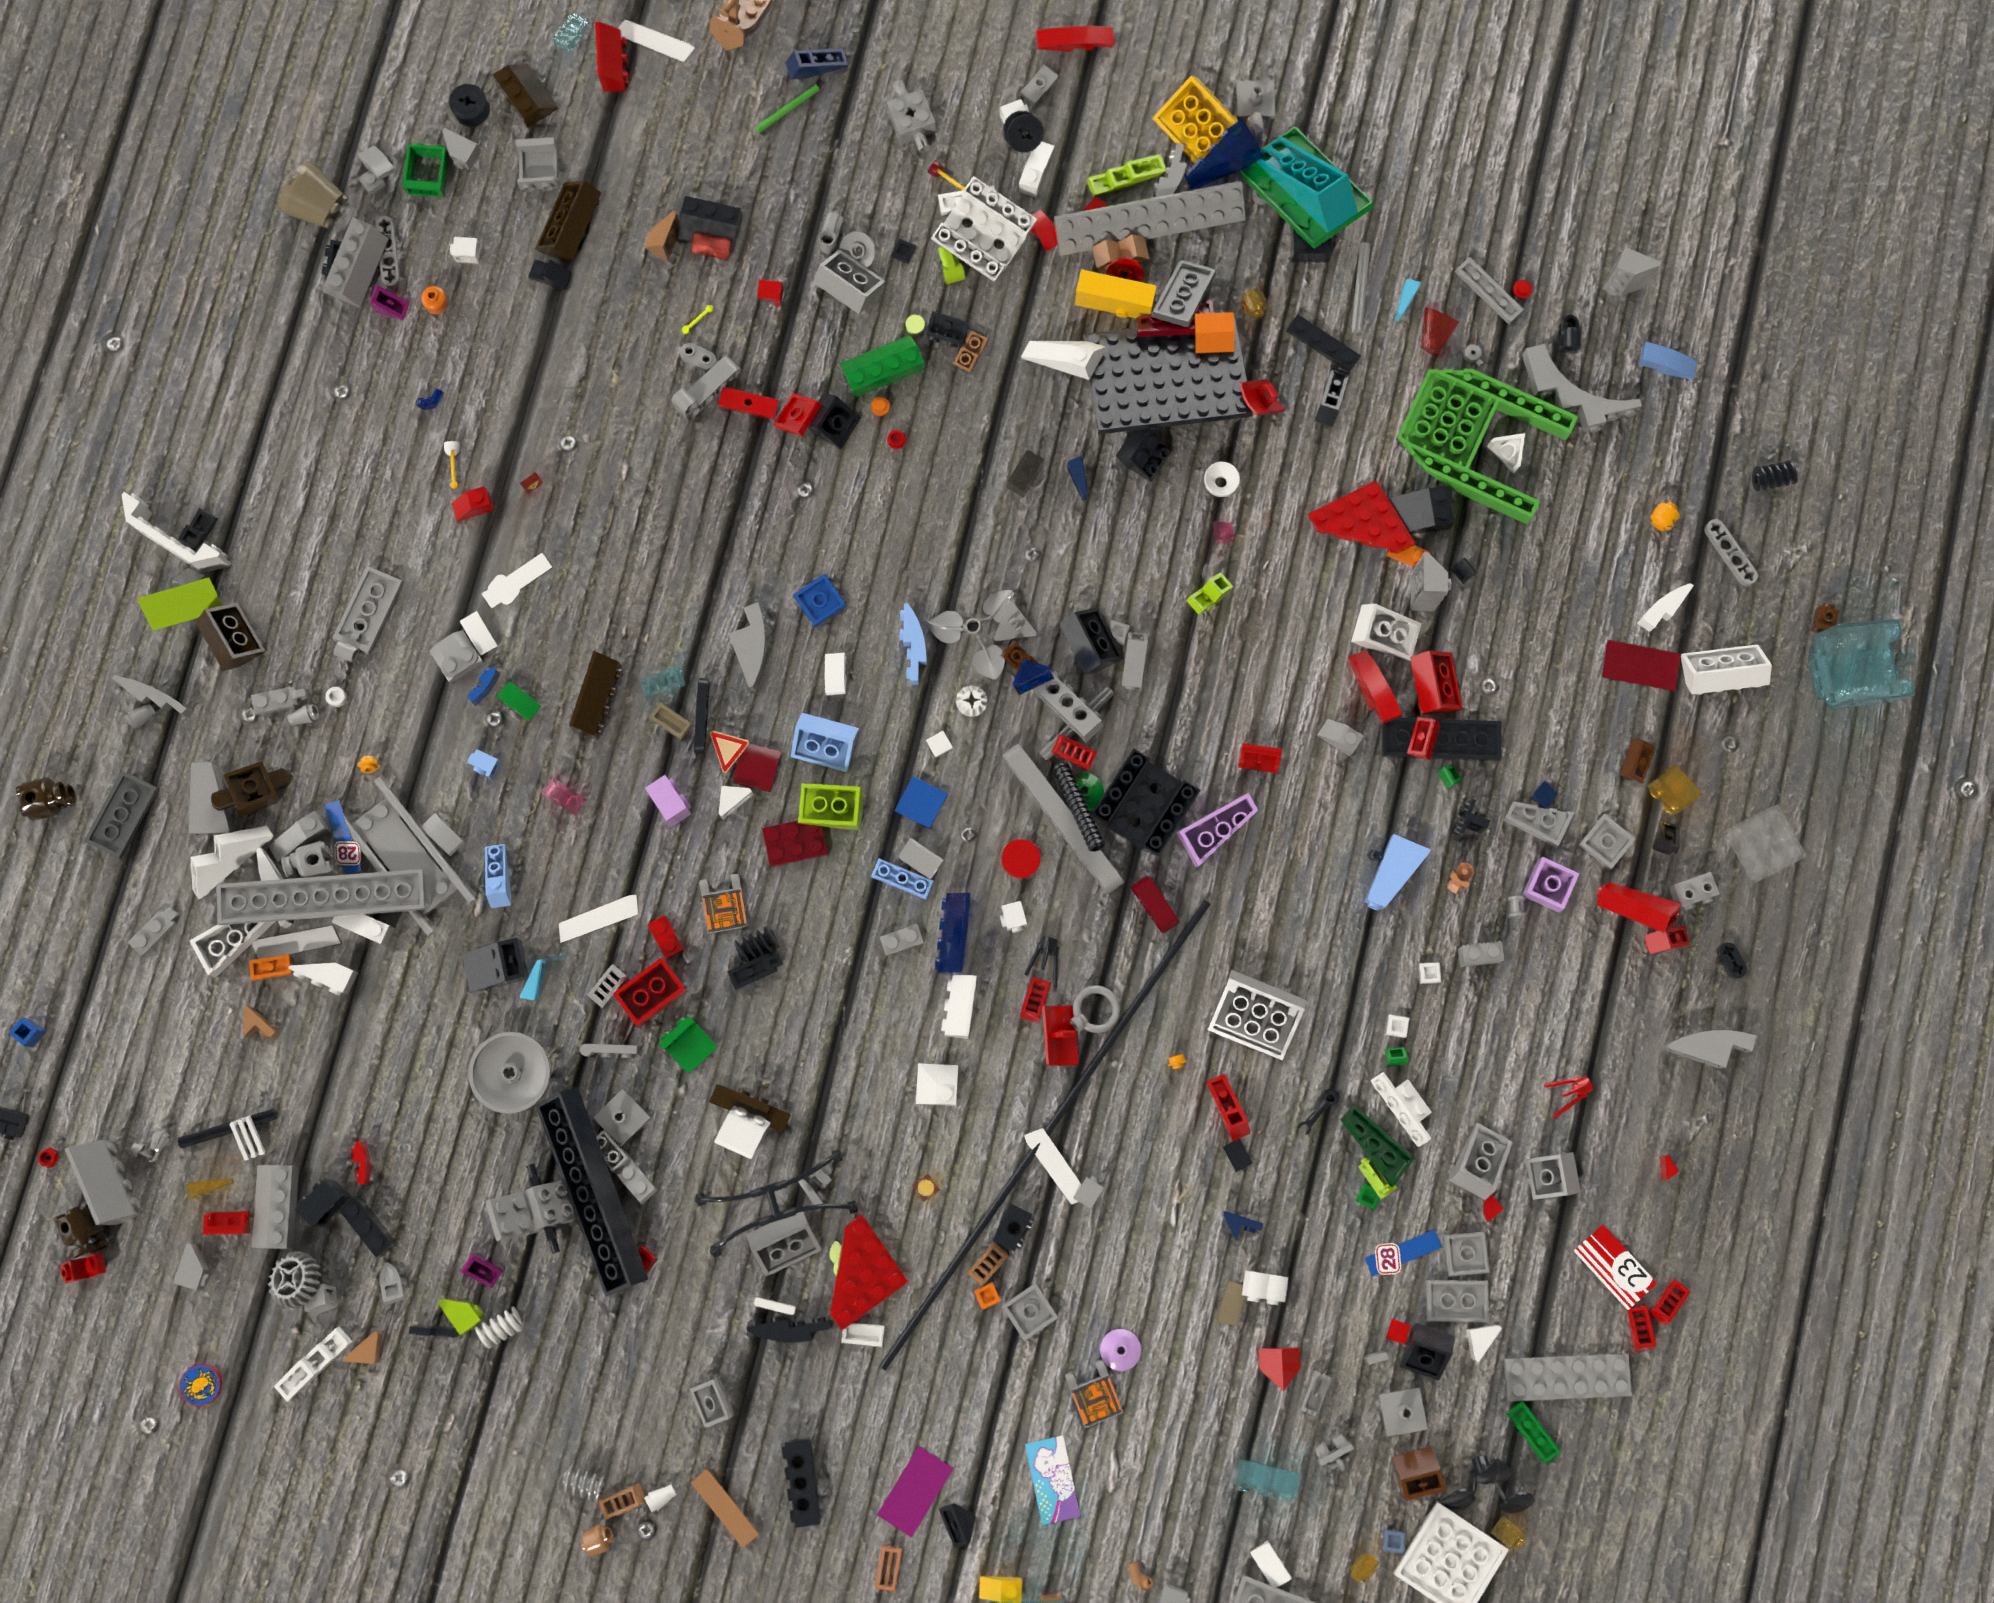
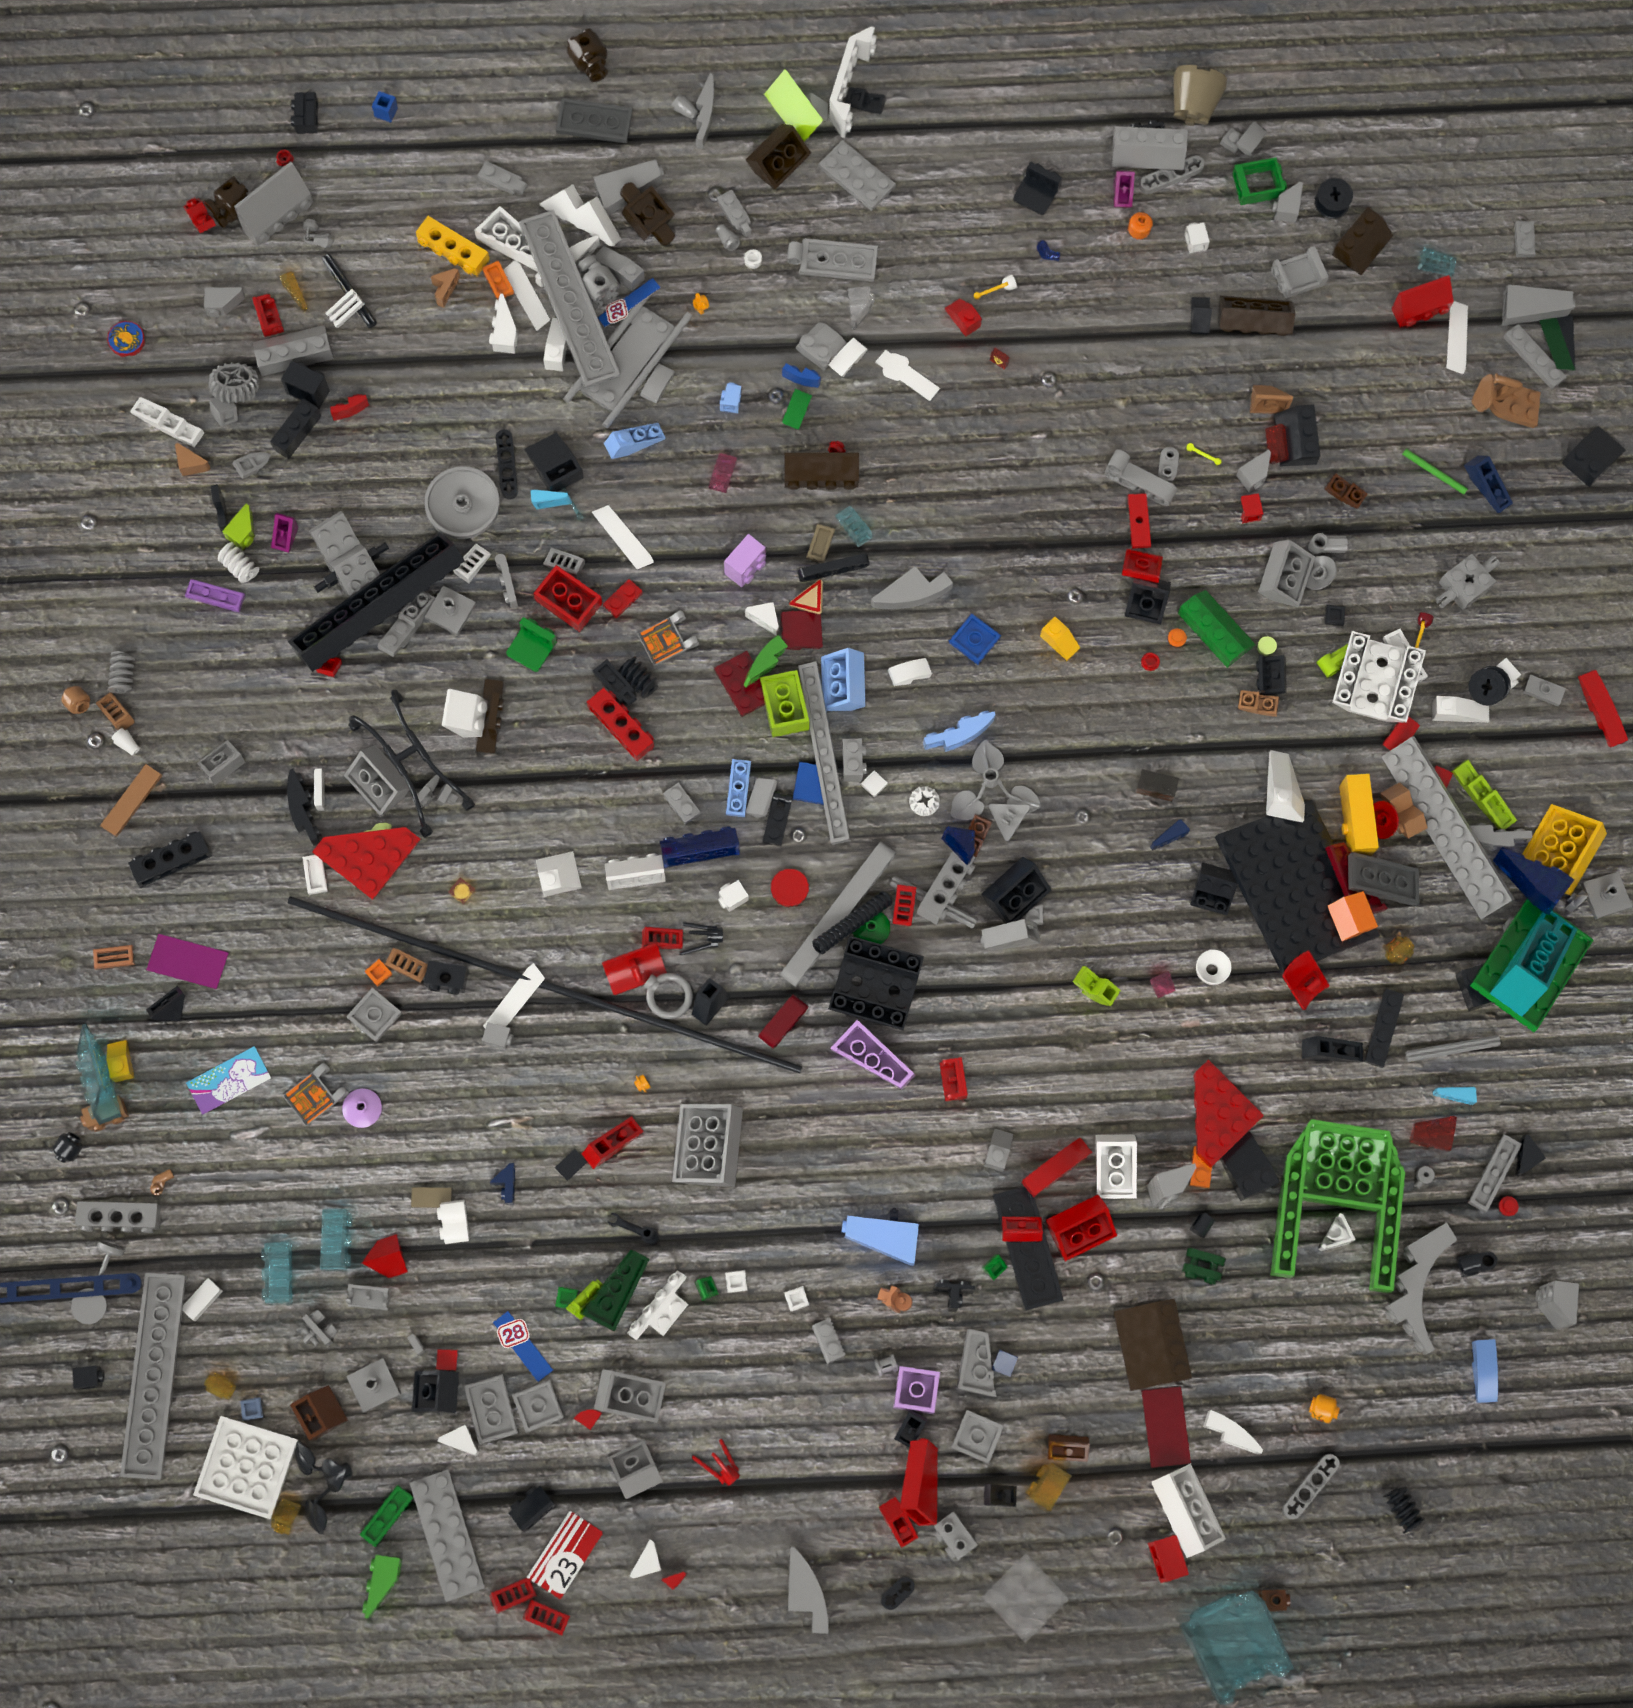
camera: 70 degrees right, 5 degrees down
(187, 1019) = (431, 228): none -> yellow brick
(279, 563) = (857, 175): none -> light grey plate
(358, 387) = (1038, 188): none -> black bracket
(423, 603) = (860, 304): none -> clear slope
(480, 1015) = (506, 464): none -> black beam
(526, 1362) = (215, 595): none -> medium lavender tile
(575, 674) = (836, 447): none -> red plate
(590, 1091) = (477, 566): none -> white slope
(734, 275) = (1254, 472): none -> light grey slope
(769, 982) = (636, 748): none -> red brick
(780, 812) = (766, 660): none -> bright green slope
(782, 198) = (1345, 492): none -> reddish brown slope
(846, 517) = (1060, 638): none -> yellow slope
(894, 782) = (824, 753): none -> light grey plate
(910, 757) = (852, 759): none -> light grey brick
(947, 849) = (777, 819): none -> black plate
(1115, 971) = (709, 1001): none -> black slope
(1249, 1411) = (335, 1240): none -> clear light blue brick
(1483, 254) = (1528, 1155): none -> black slope
(1506, 592) = (1209, 1275): none -> dark green brick
(1564, 652) = (1152, 1345): none -> dark brown slope
(1567, 1286) = (532, 1508): none -> black slope
(1583, 901) = (910, 1428): none -> black slope
(1592, 1448) = (384, 1577): none -> bright green slope
(1645, 1189) = (648, 1562): none -> white slope
(1765, 702) = (1168, 1559): none -> red panel

